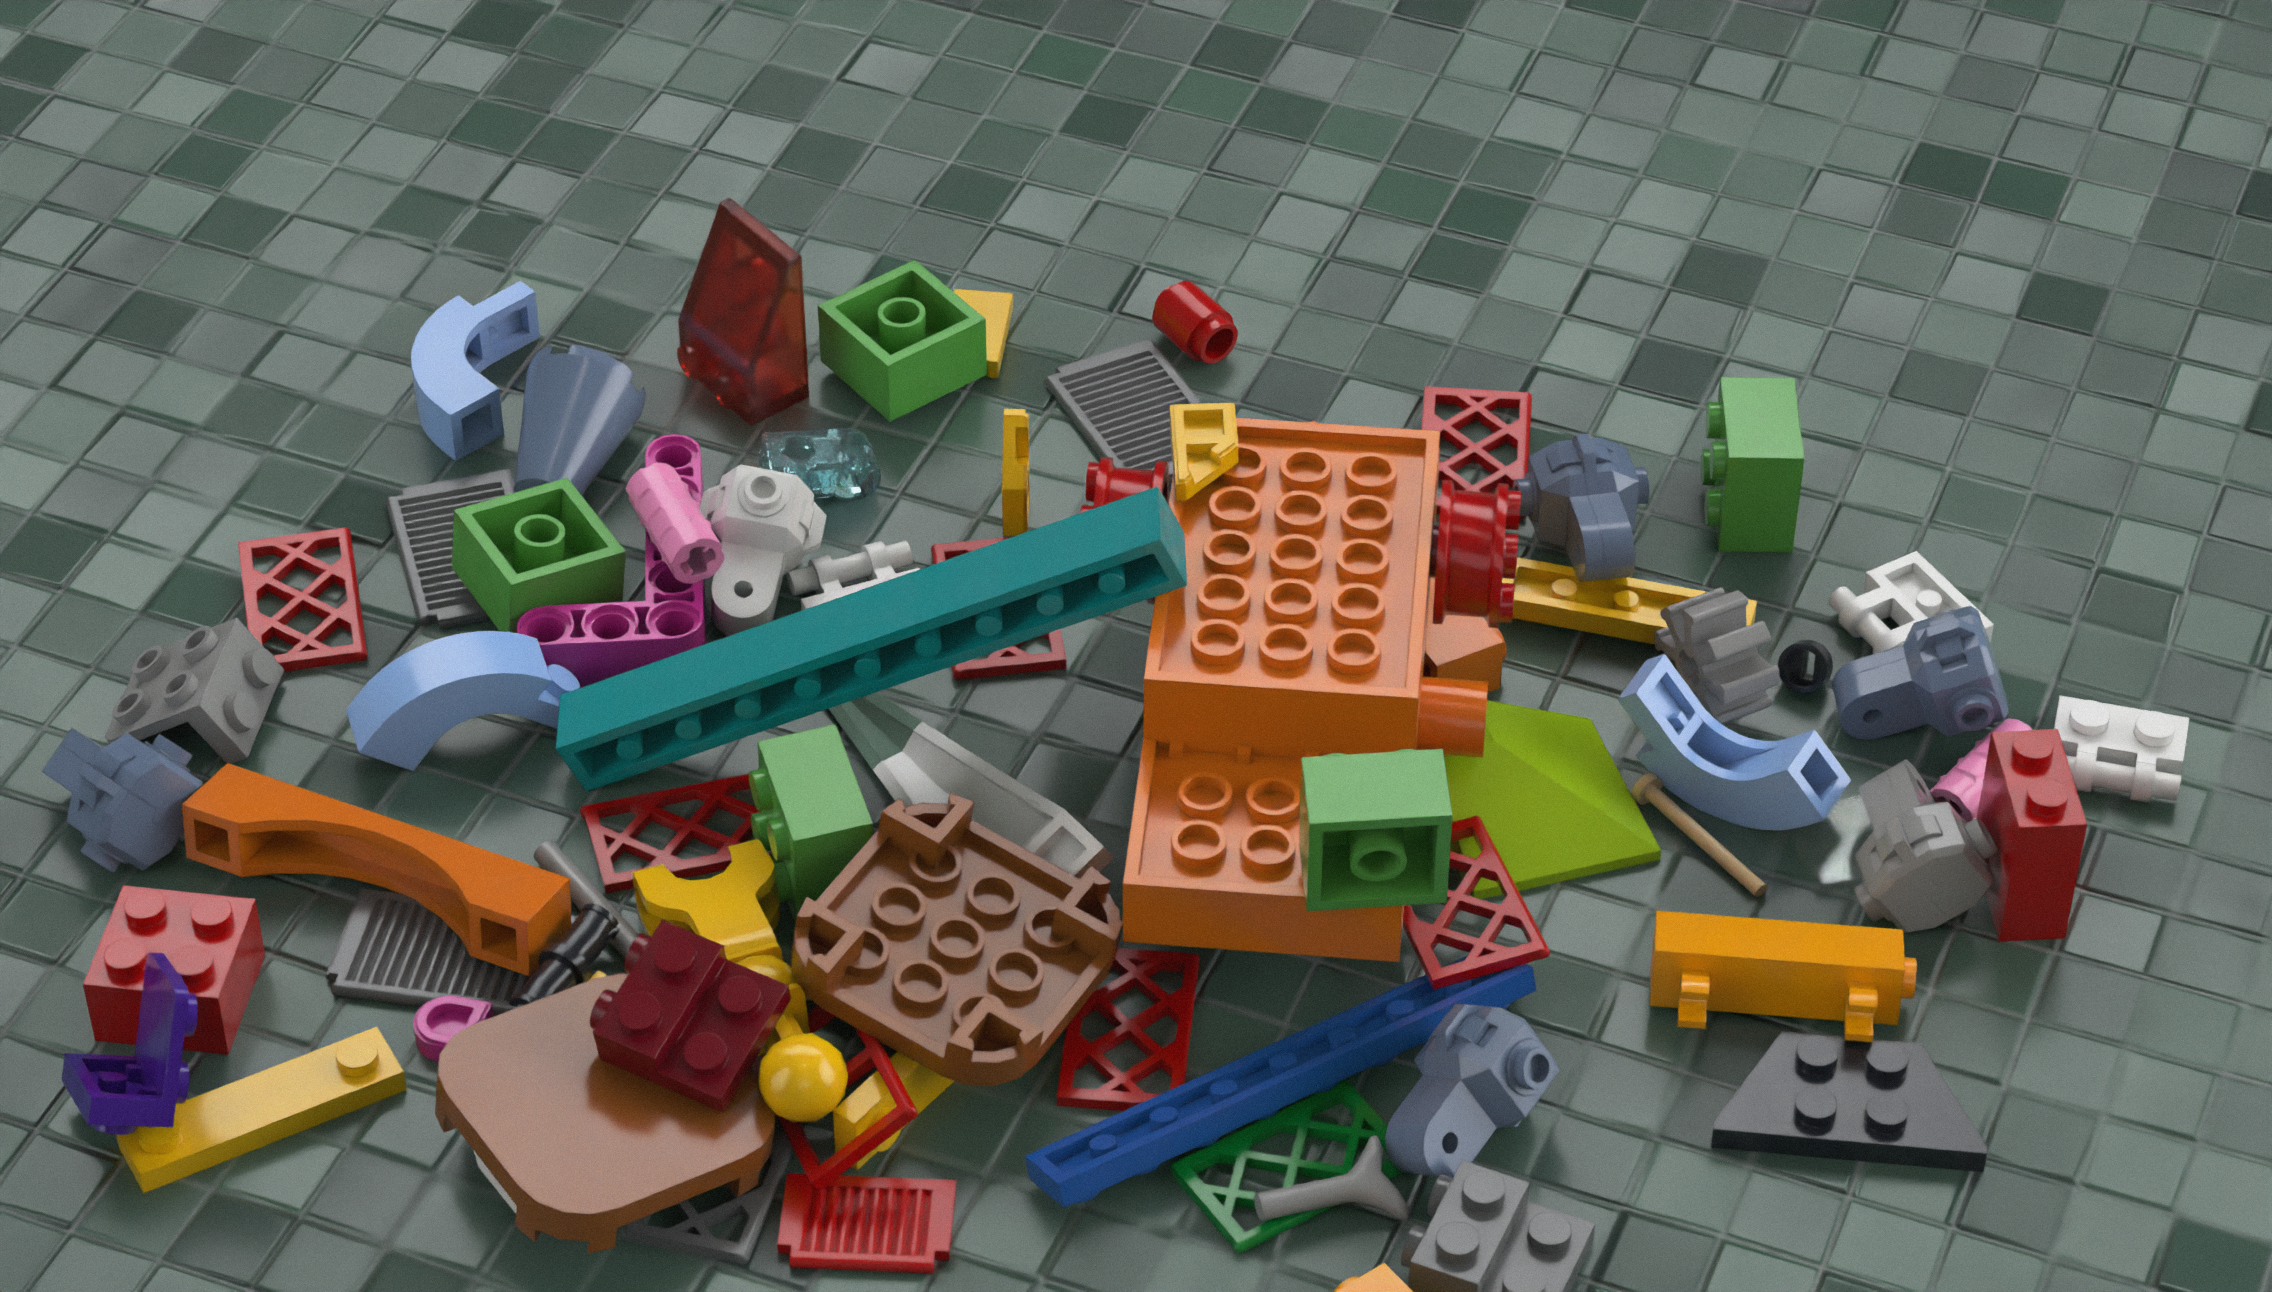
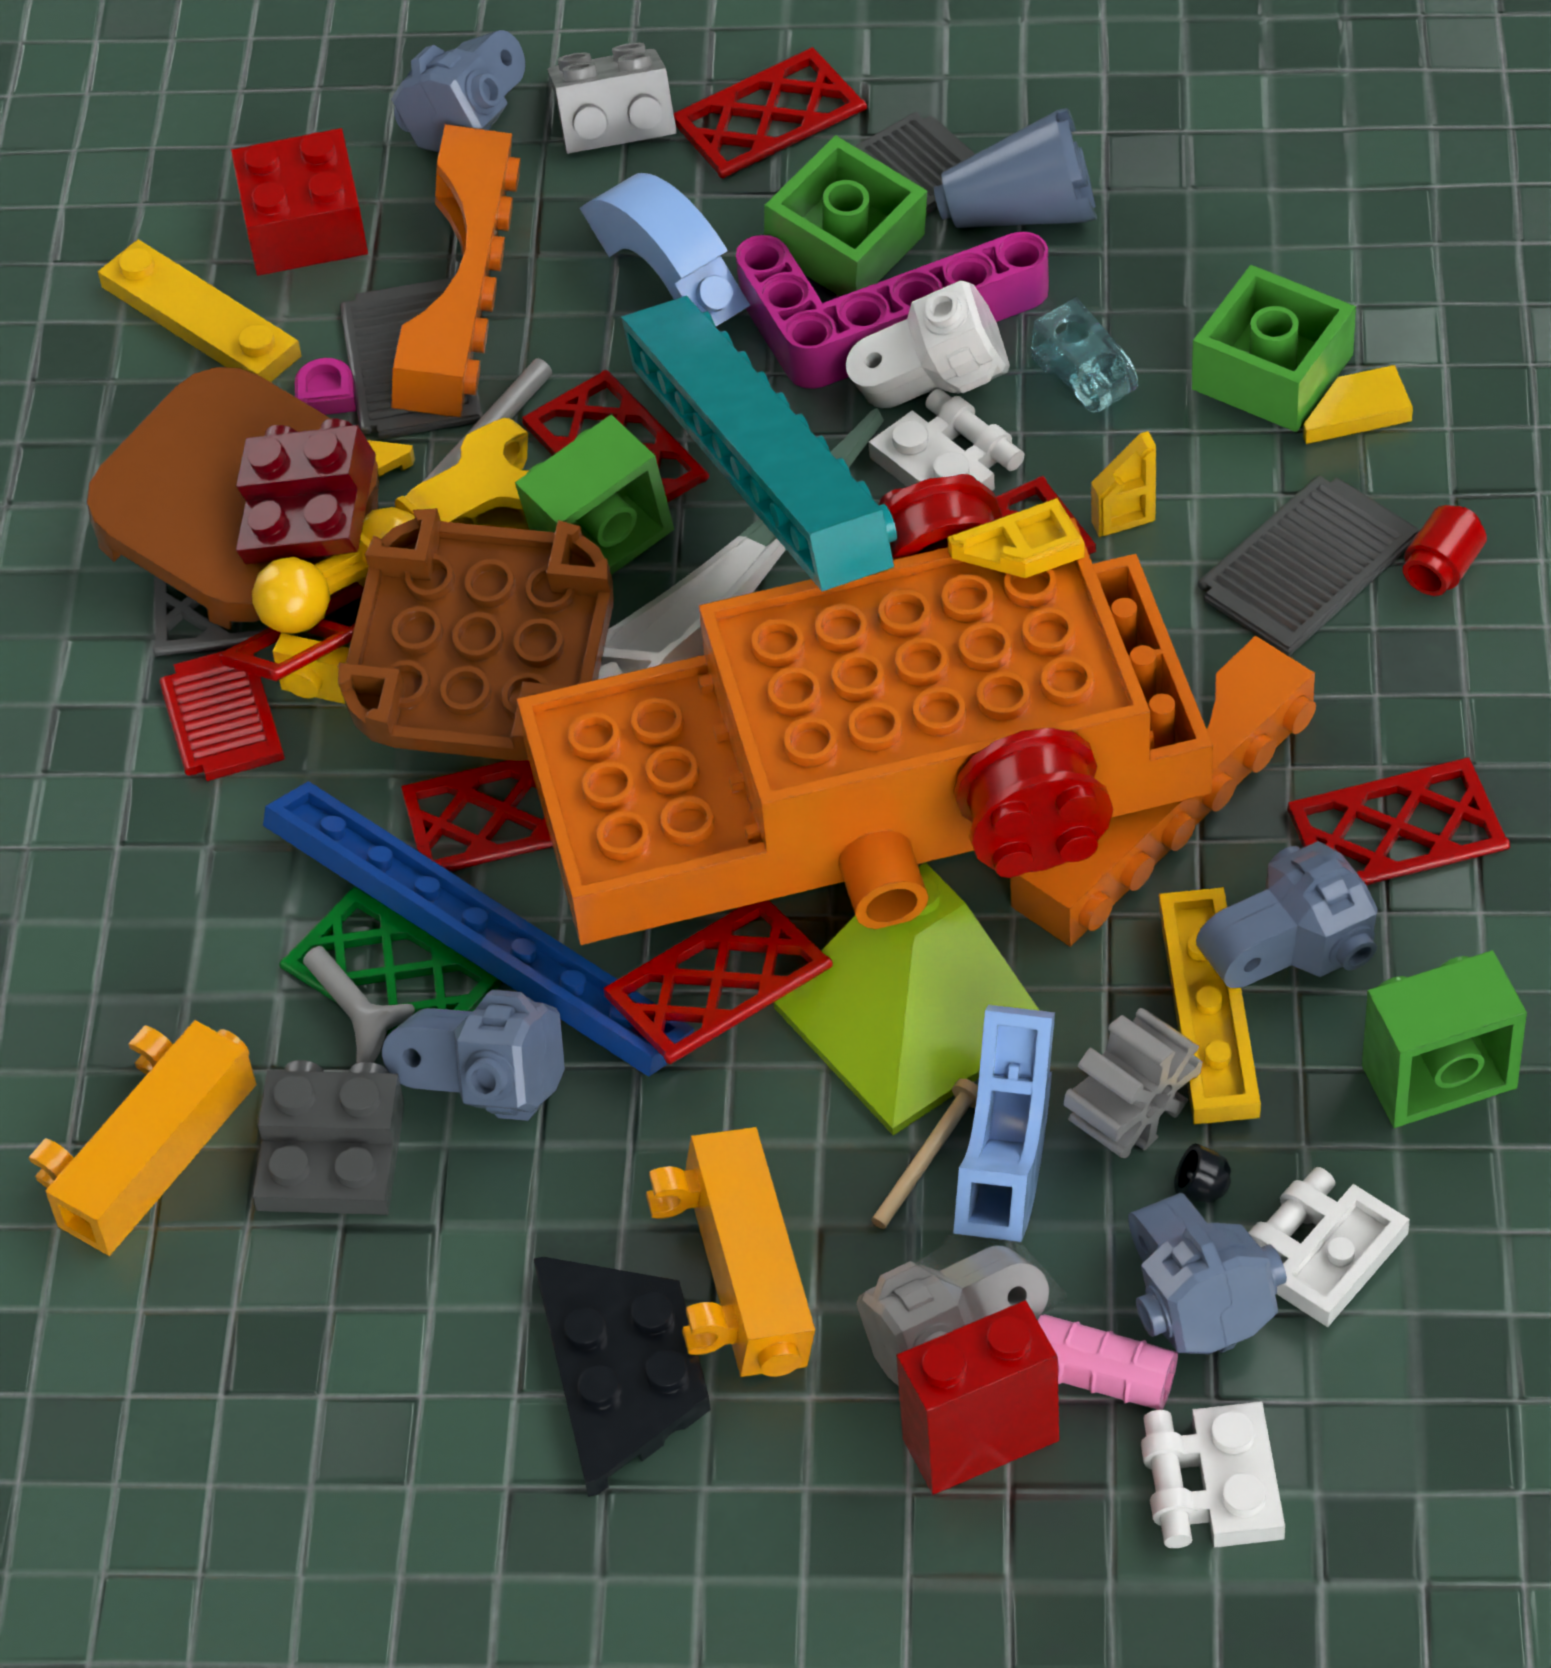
camera: 75 degrees right, 10 degrees up
(144, 1088) = (171, 212): dark purple bracket -> none
(451, 349) = (1092, 75): light blue arch -> none
(569, 960) = (405, 421): black pin -> none
(675, 523) = (903, 277): bright pink axle -> none
(746, 318) = (1210, 238): clear red slope -> none
(1374, 829) = (587, 824): bright green brick -> none

